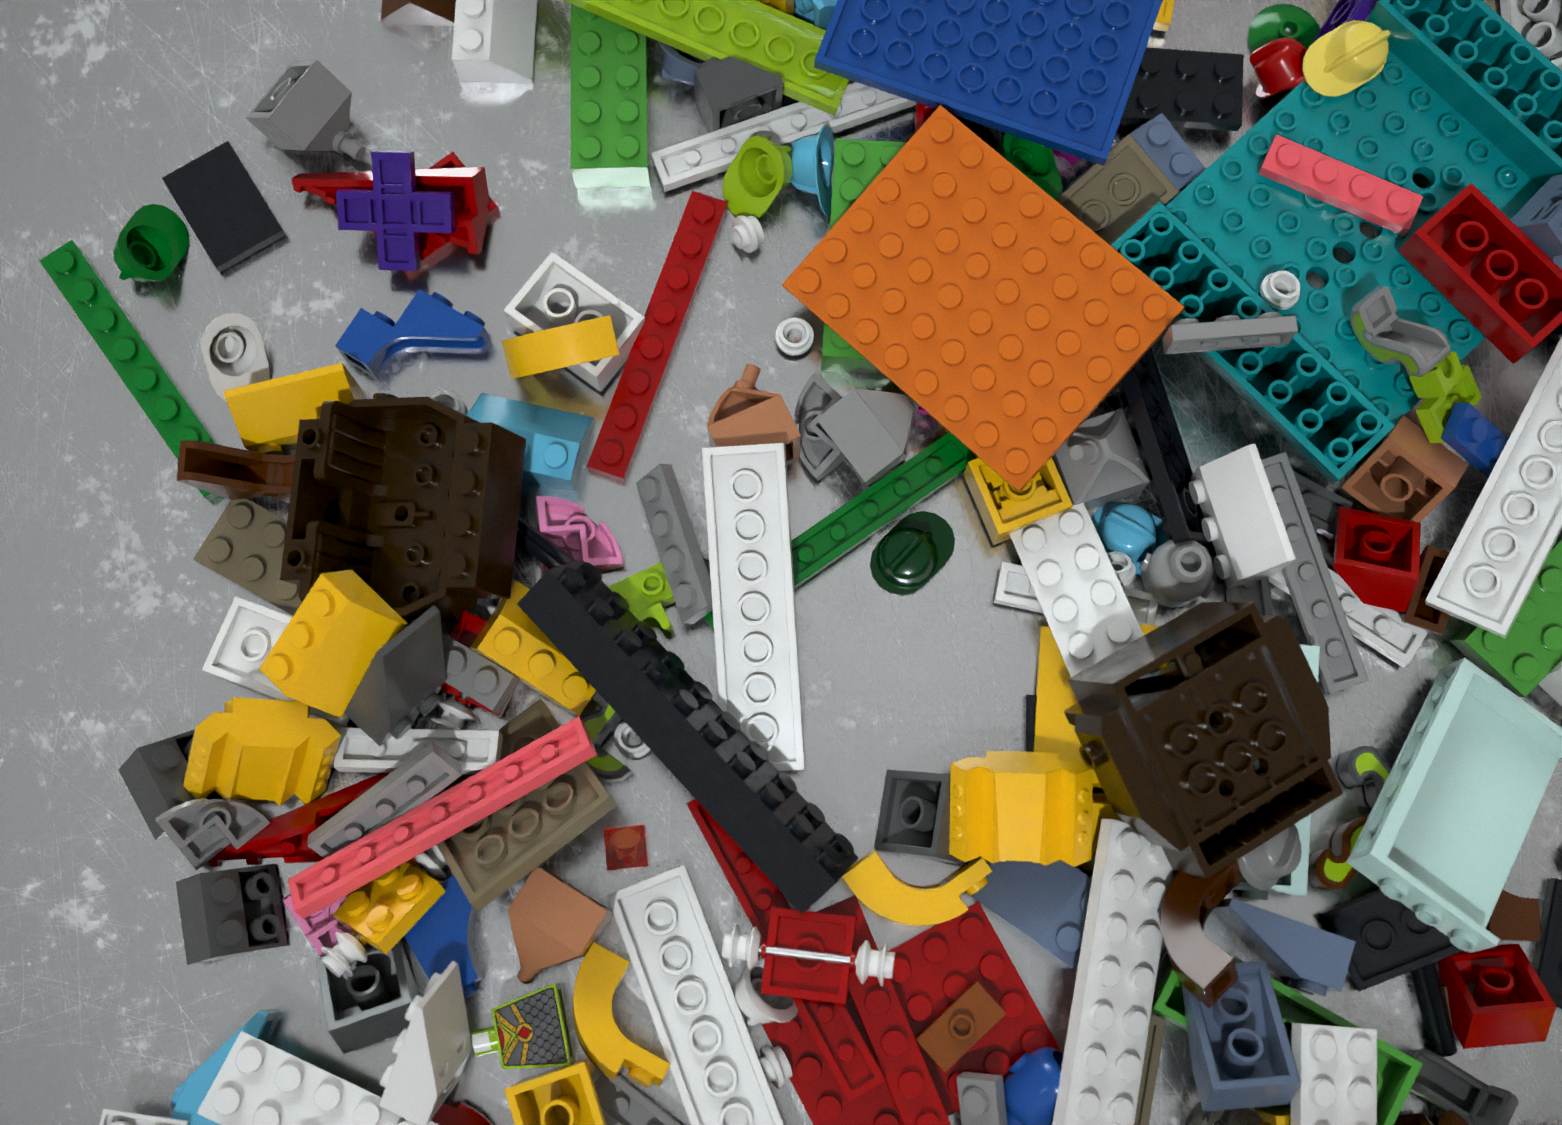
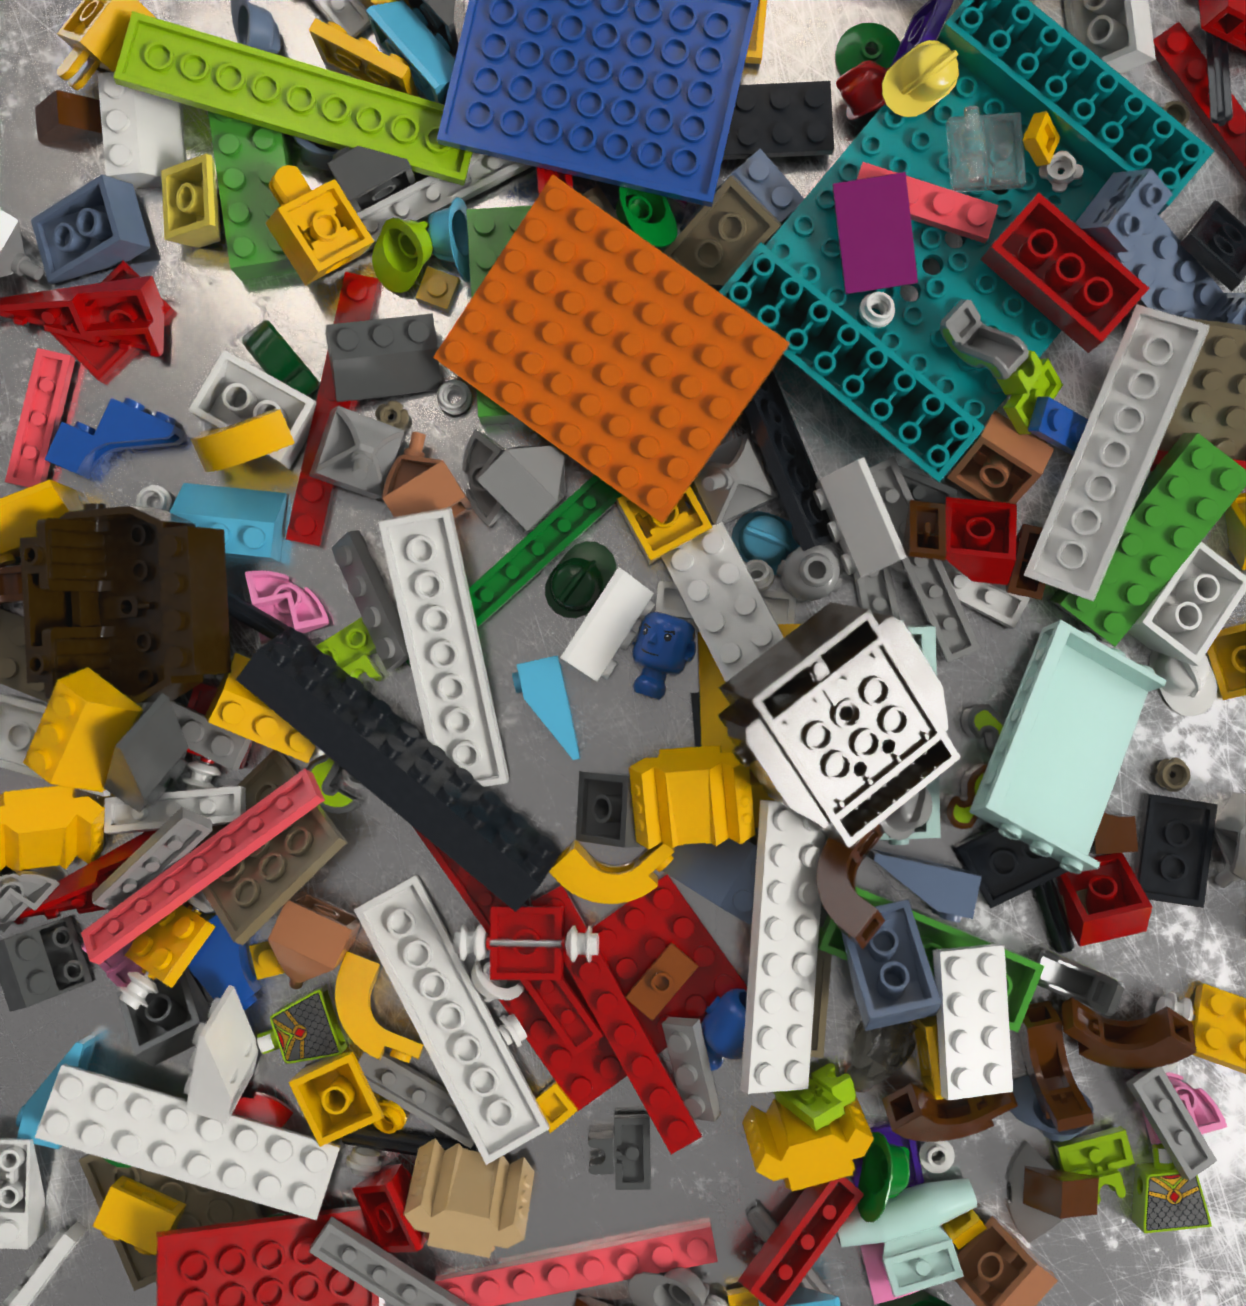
camera: 10 degrees left, 10 degrees up
(335, 303) = (40, 417): none -> coral plate
(396, 210) = (77, 327): dark purple plate -> none
(425, 113) = (90, 230): none -> sand blue slope
(497, 943) = (264, 960): none -> yellow plate
(538, 98) = (191, 202): none -> light yellow slope
(608, 267) = (279, 358): none -> dark green animal
(626, 847) = (365, 865): clear red tile -> none
(671, 134) = (315, 226): none -> yellow brick
(681, 380) = (356, 452): none -> light grey piece
(724, 281) = (383, 357): none -> dark grey slope
(725, 359) = (396, 409): none -> dark tan plate
(747, 233) = (399, 304): white plate -> none
(790, 221) = (437, 289): none -> yellow plate
(861, 677) = (546, 694): none -> medium azure slope
(941, 605) = (609, 626): none -> white slope
(999, 640) = (662, 648): none -> blue piece
(1229, 333) = (831, 363): light grey plate -> none
(1285, 209) = (875, 233): none -> magenta tile
(1317, 538) = (925, 530): none -> reddish brown slope
(1412, 139) = (985, 151): none -> clear plate
(1474, 132) = (1041, 138): none -> yellow plate
(1497, 160) = (1064, 161): none -> white plate

